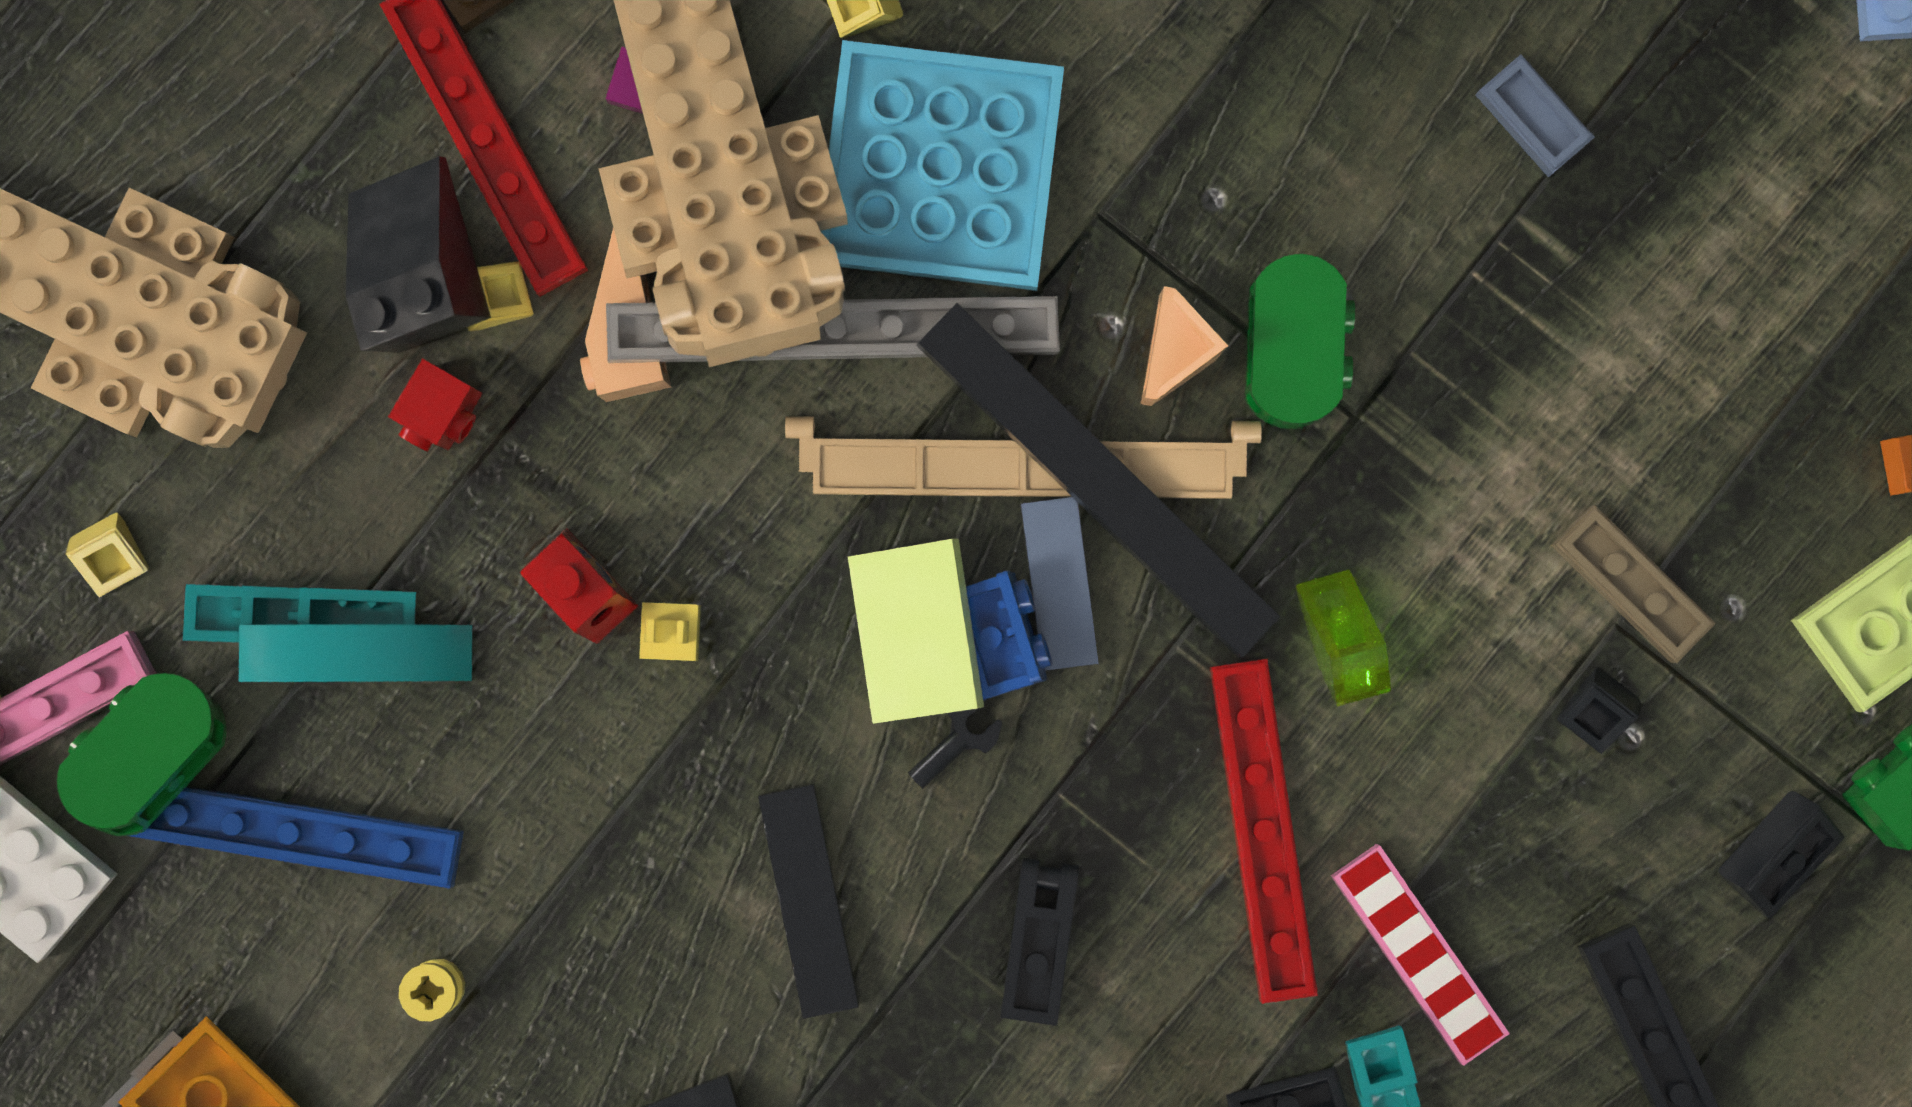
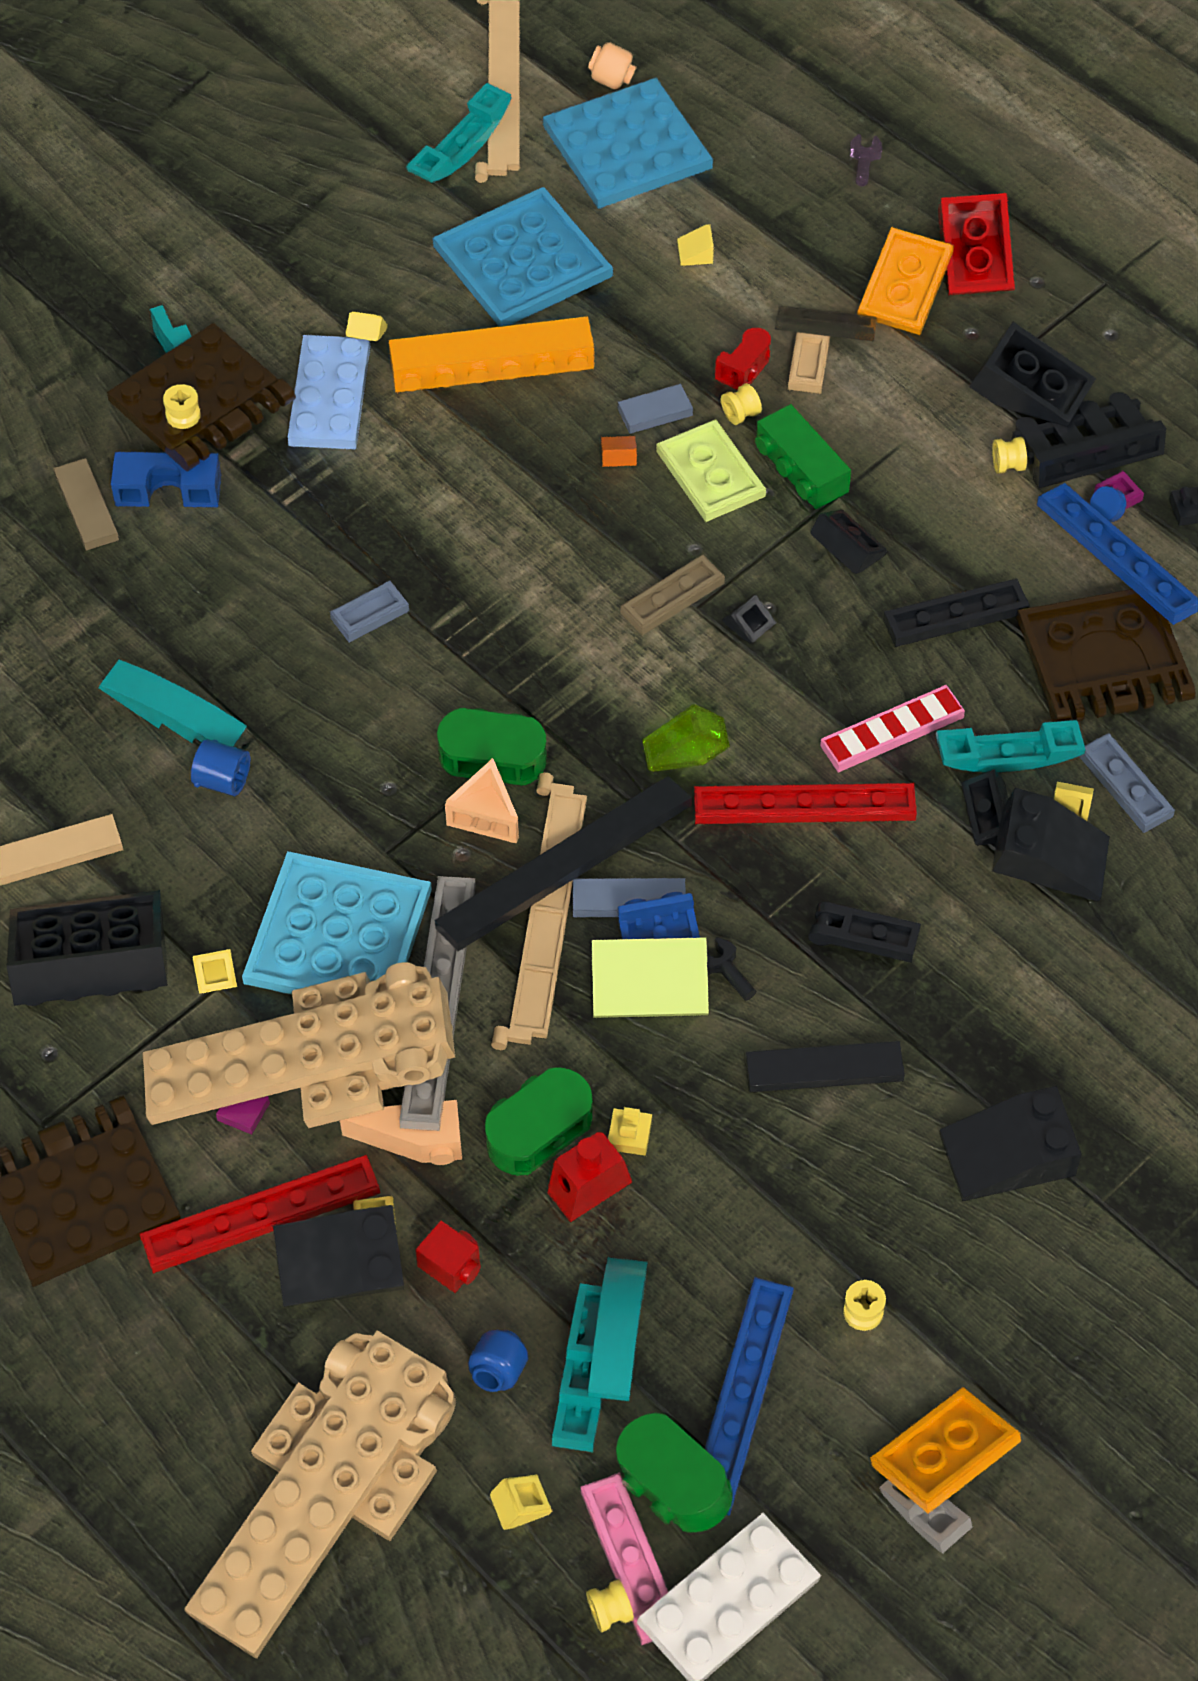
camera: 85 degrees left, 30 degrees down
(288, 495) = (497, 1360): none -> blue head
(661, 499) = (538, 1120): none -> green brick

